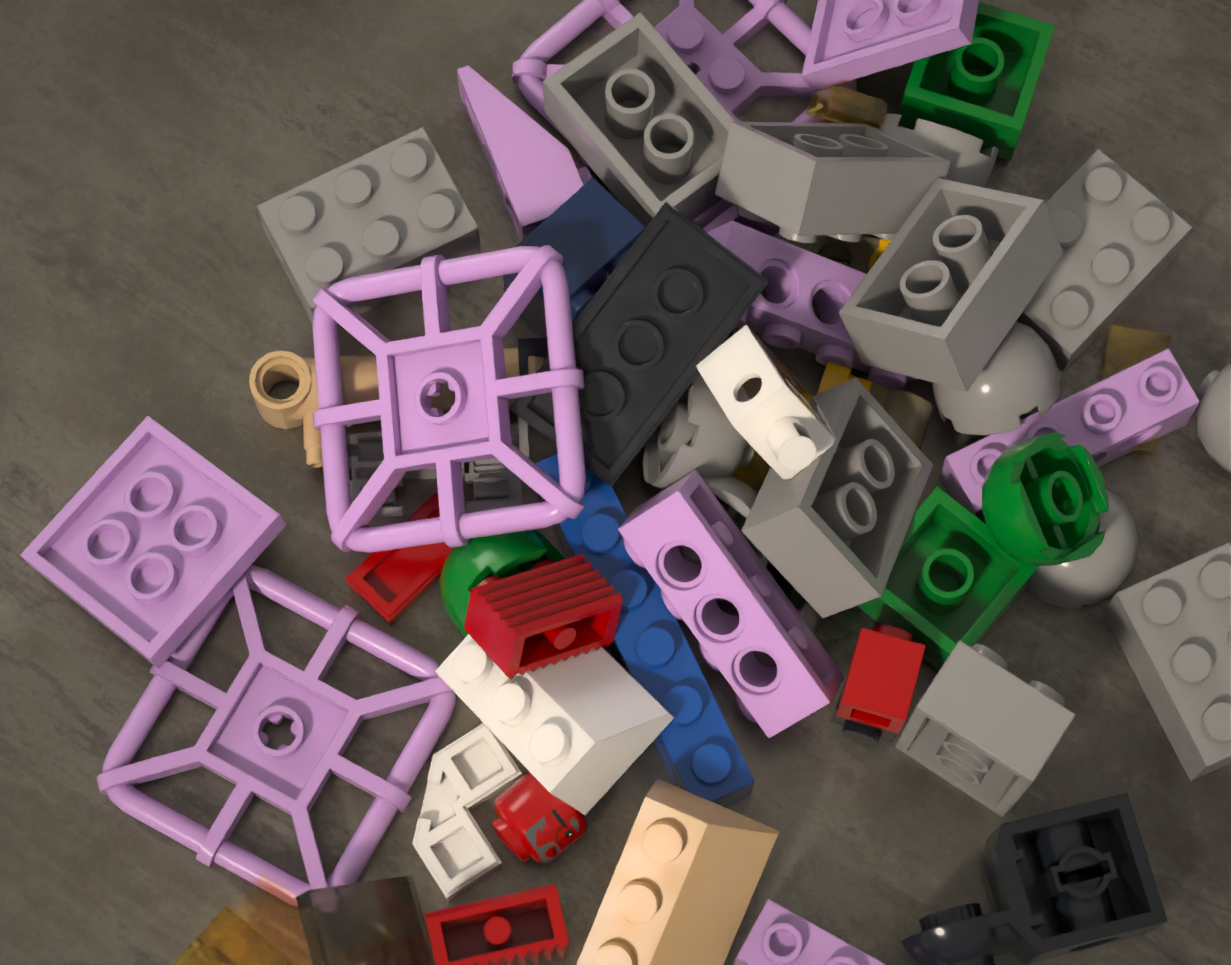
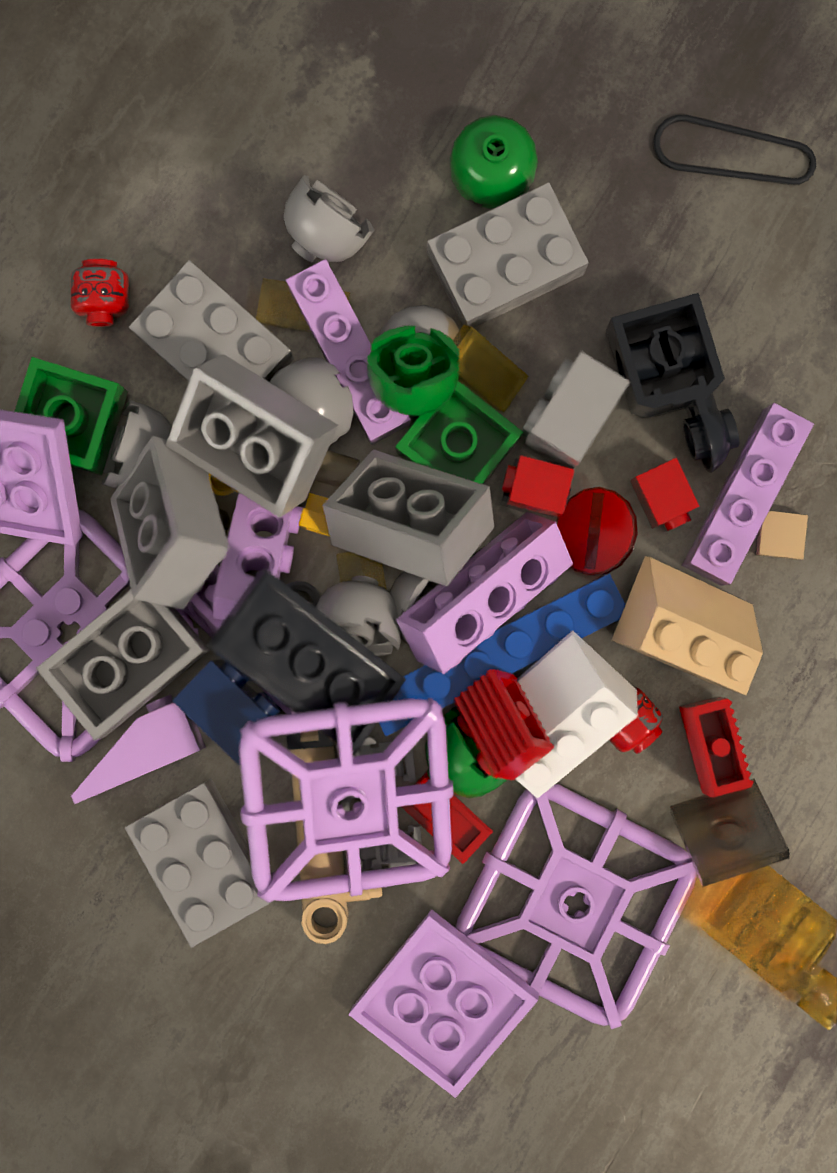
camera: 90 degrees left, 15 degrees up
(446, 832) = (638, 783): white tile -> none
(781, 419) = (369, 556): white torso -> none
(815, 776) = (598, 530): none -> red piece
(846, 106) = (97, 511): clear yellow tile -> none
(867, 879) = (665, 495): none -> red brick
(1051, 621) = (487, 369): none -> clear yellow tile
(1145, 124) = (99, 292): none -> red head

